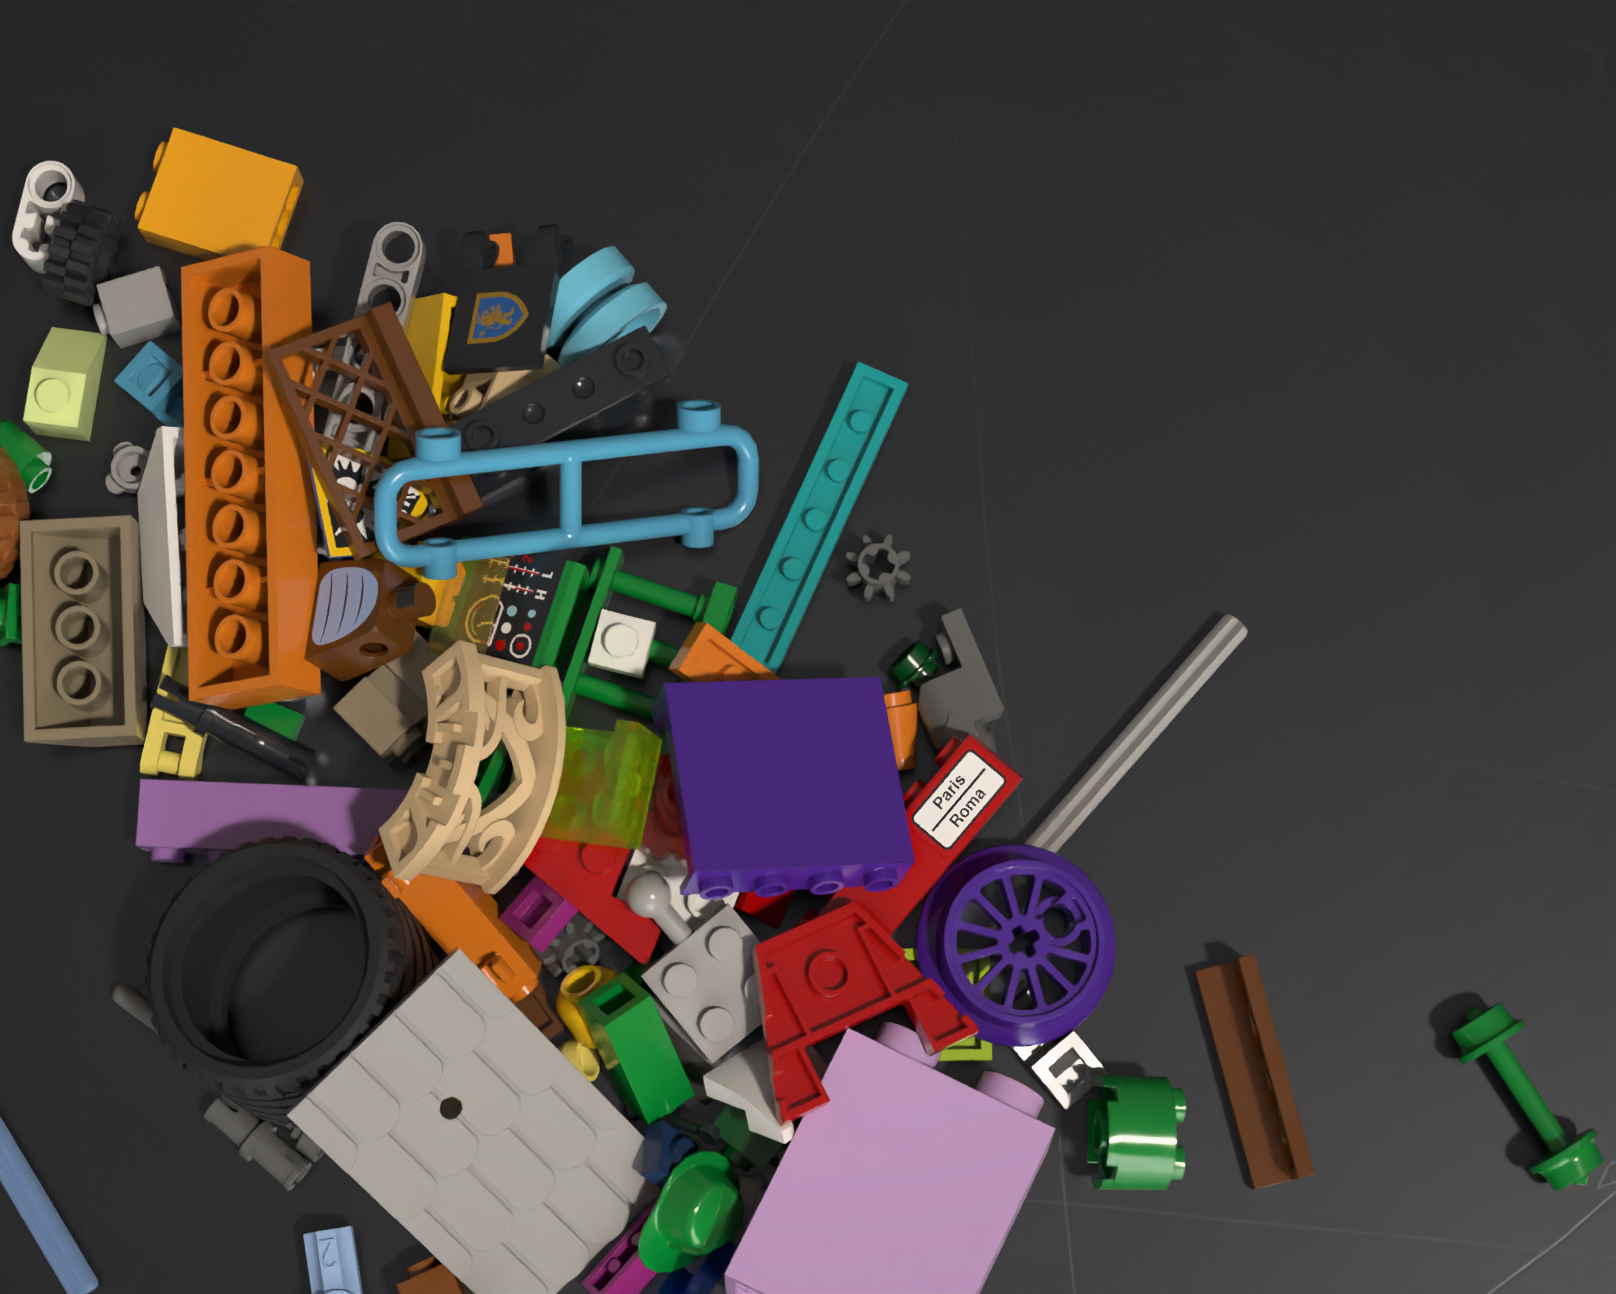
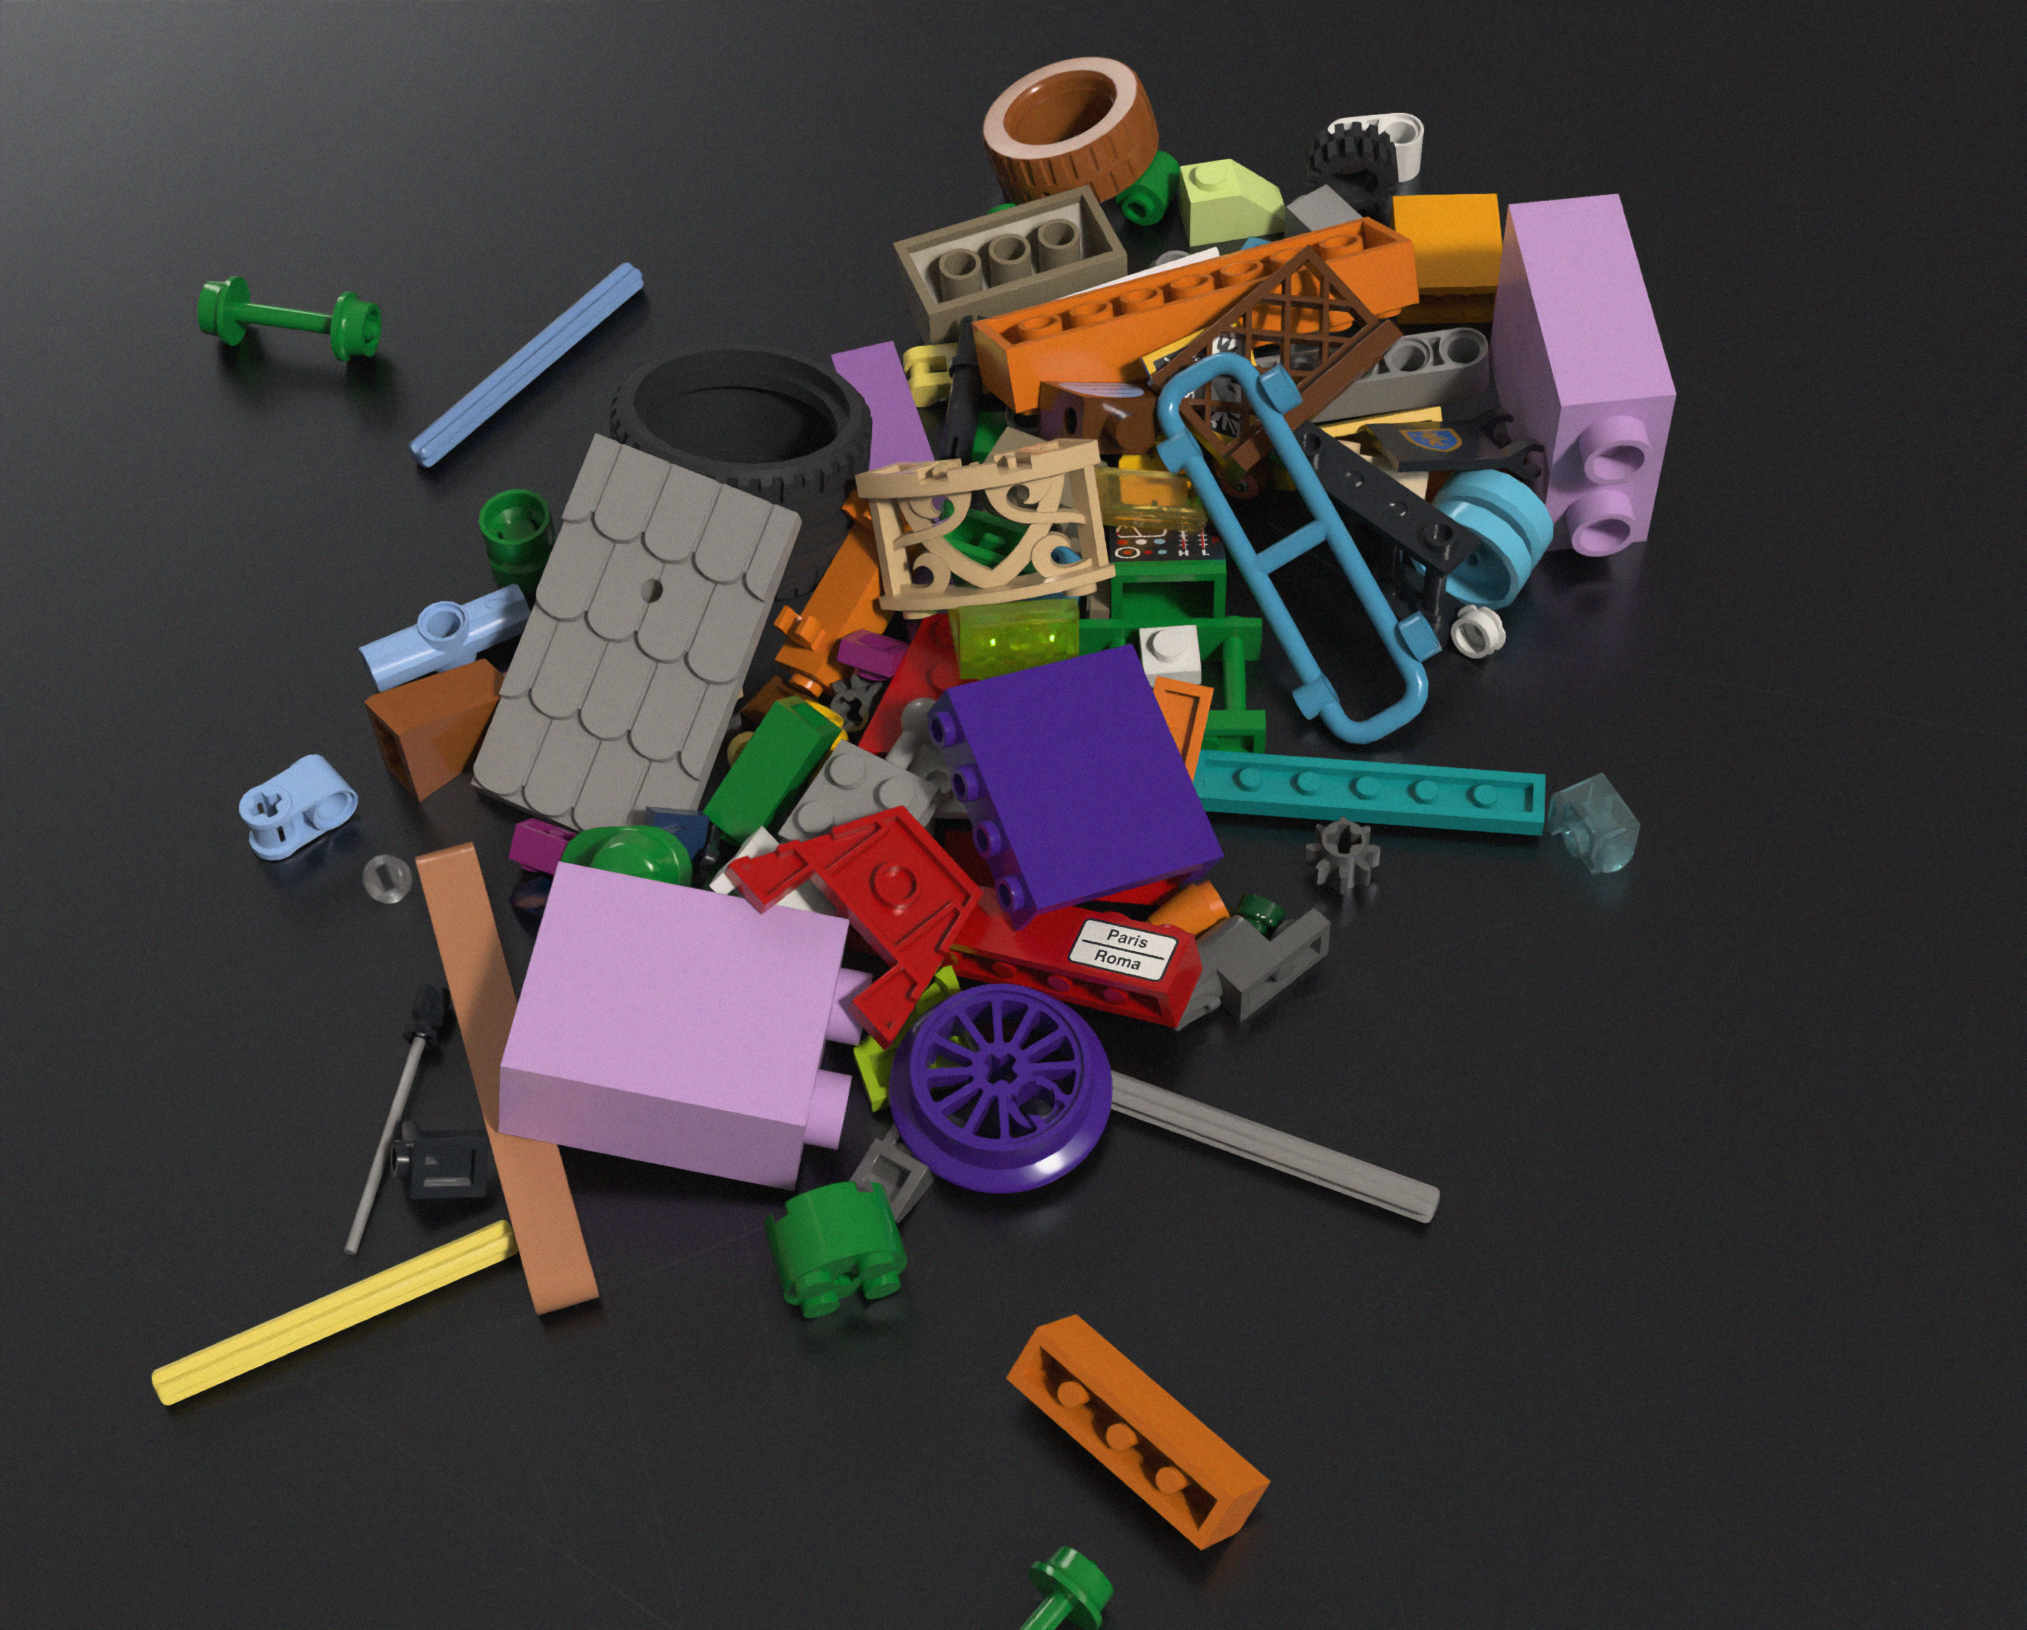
camera: 75 degrees right, 25 degrees down
(250, 1215) = (517, 537): none -> green wheel
(471, 151) = (1582, 369): none -> lavender brick
(679, 353) = (1477, 631): none -> white plate
(925, 340) = (1594, 824): none -> clear light blue brick
(1253, 1072) = (940, 1368): reddish brown fence -> none
(1373, 937) = (1138, 1431): none -> orange brick

